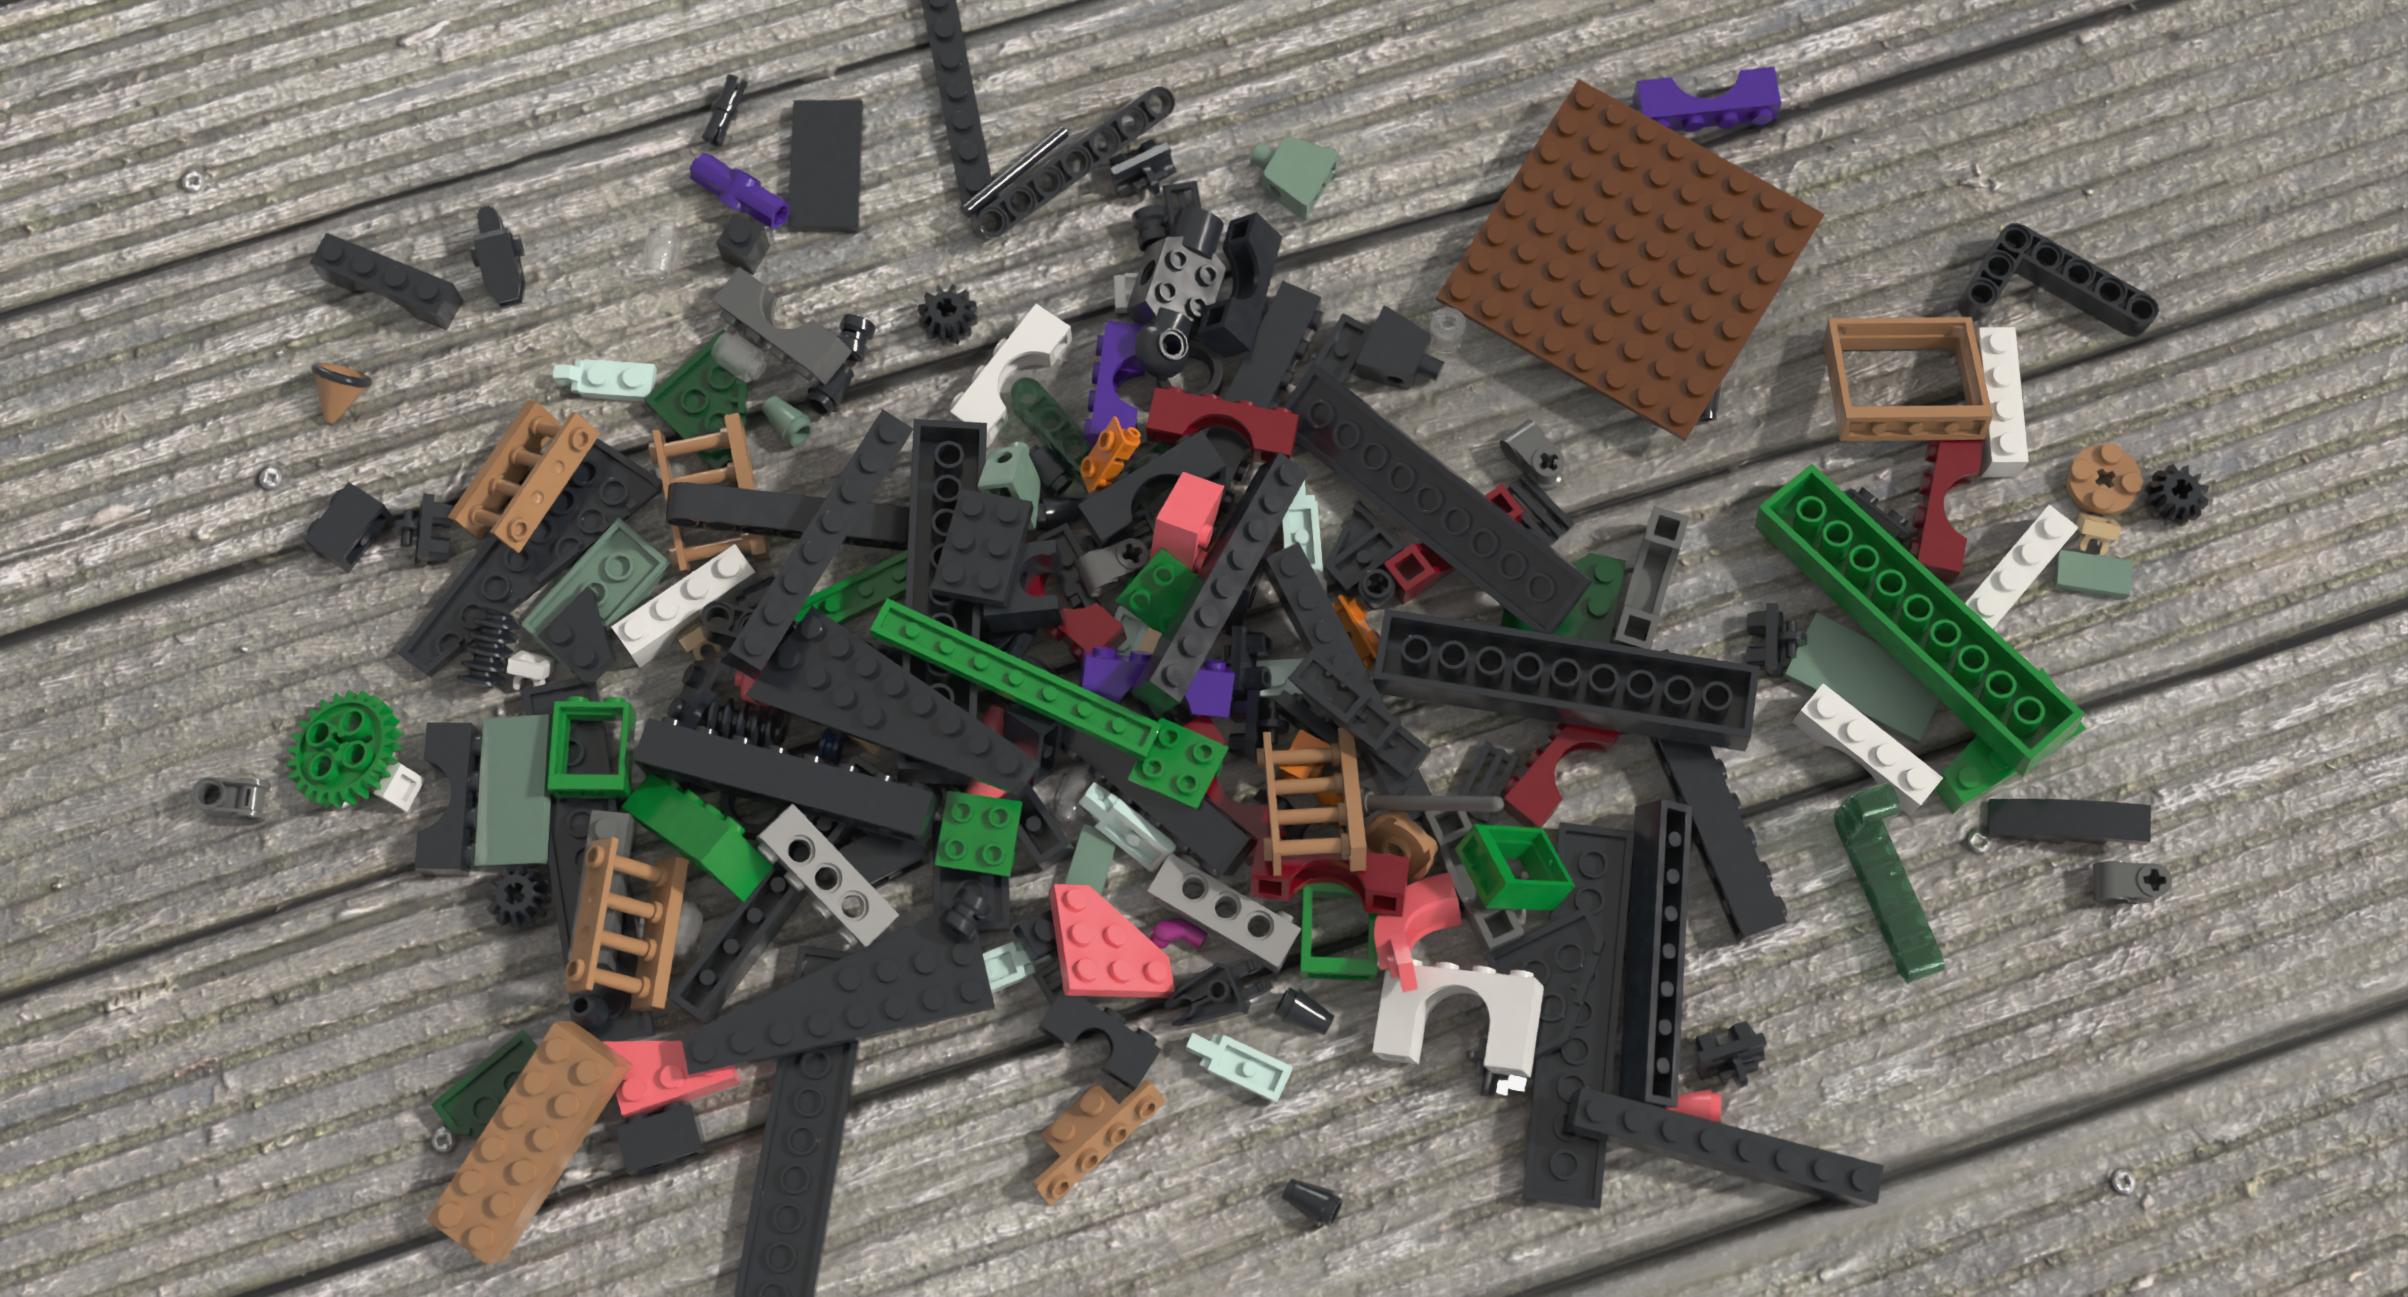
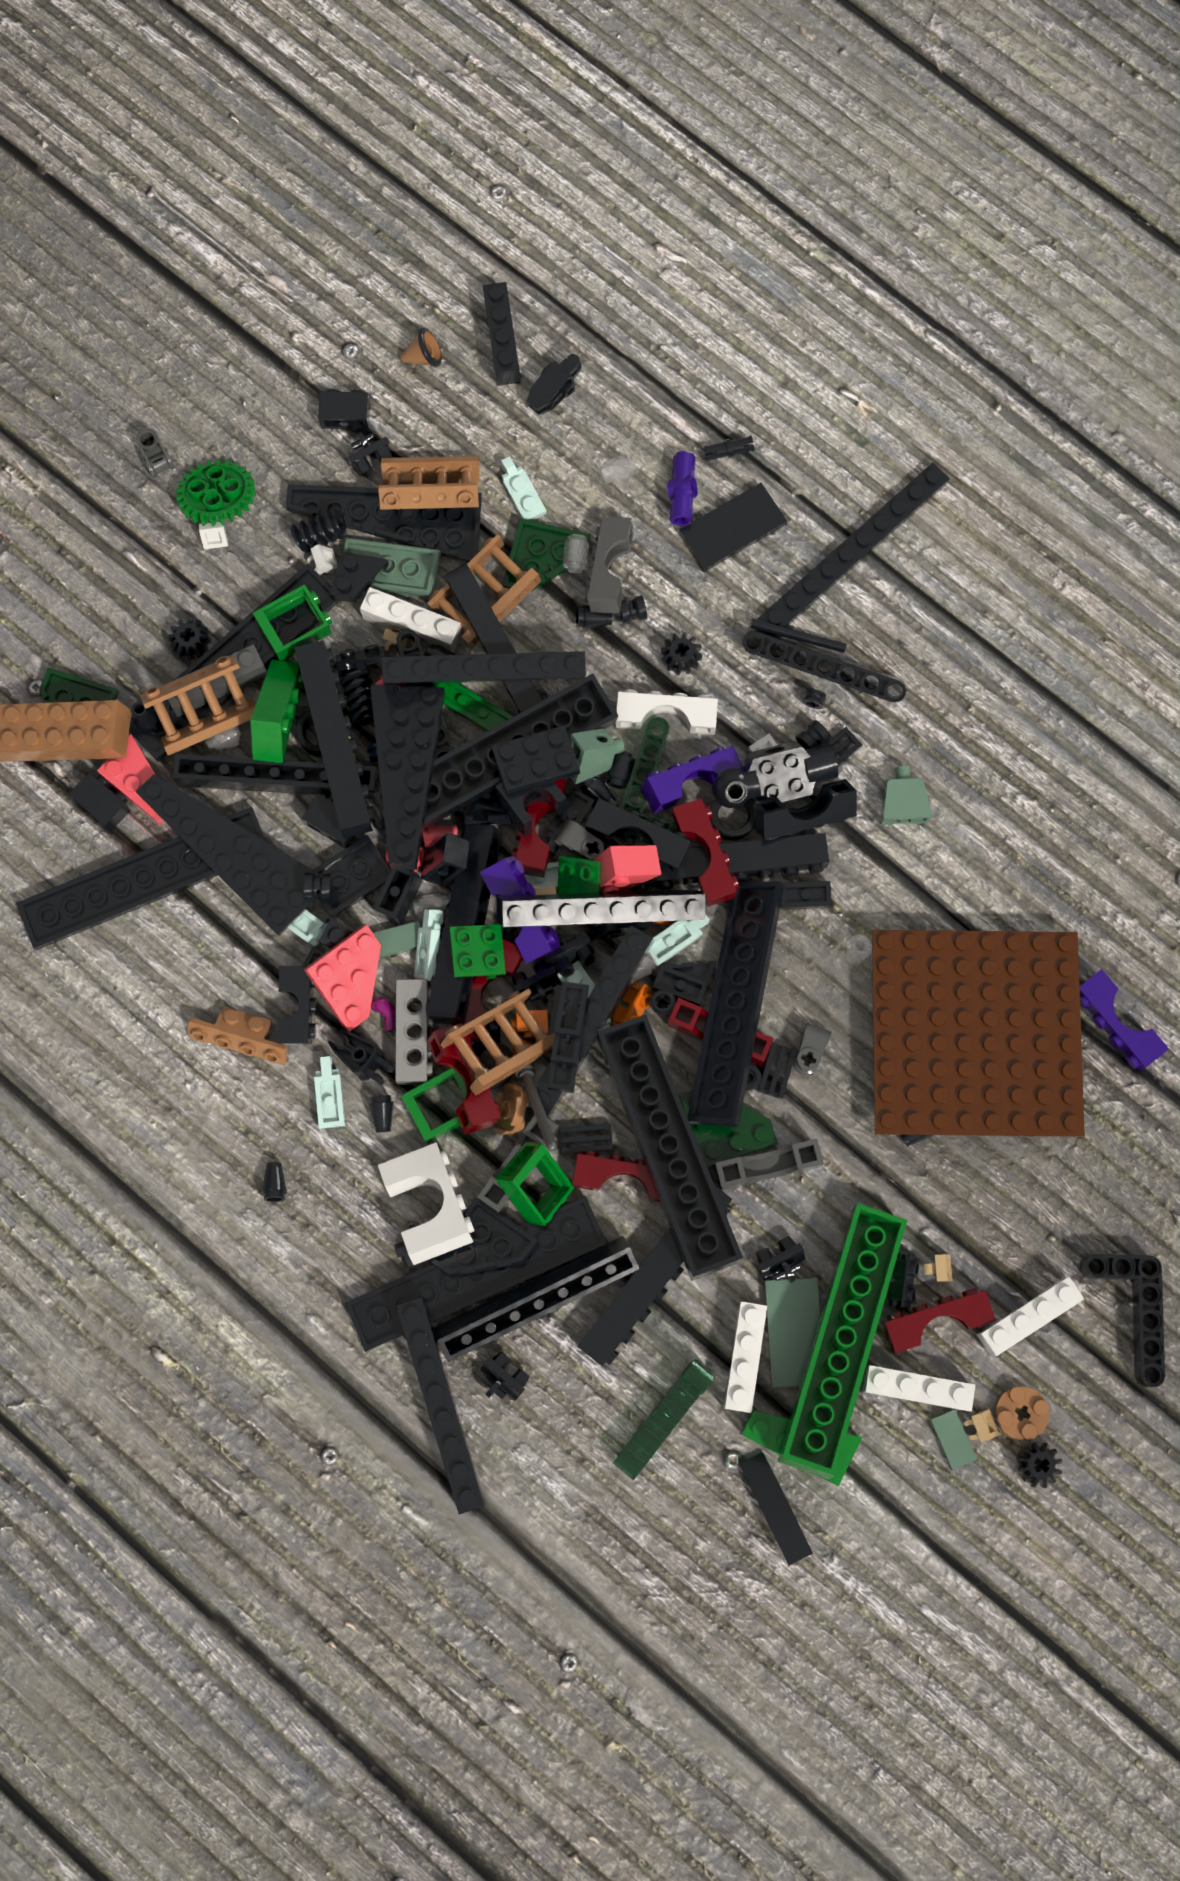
camera: 60 degrees right, 5 degrees up
(447, 845) = (198, 582): black arch -> none
(514, 792) = (235, 602): sand green tile -> none
(743, 244) = (650, 511): black brick -> none
(787, 421) = (558, 605): sand green cone -> none
(874, 911) = (302, 785): light grey brick -> none
(978, 833) = (368, 865): green hinge -> none
(1015, 679) = (466, 827): green plate -> none
(1101, 464) = (641, 797): orange hinge -> none
(1104, 200) = (814, 698): none -> black bush
(1143, 170) = (846, 709): black hips -> none
(1397, 352) = (825, 928): black torso -> none
(1427, 908) = (483, 1146): coral arch -> none
(1700, 1104) = (460, 1376): coral cone -> none
(1885, 465) = (940, 1268): none -> tan tile
(1908, 422) = (974, 1267): medium nougat window -> none
(2124, 882) = (756, 1563): dark grey piece -> none

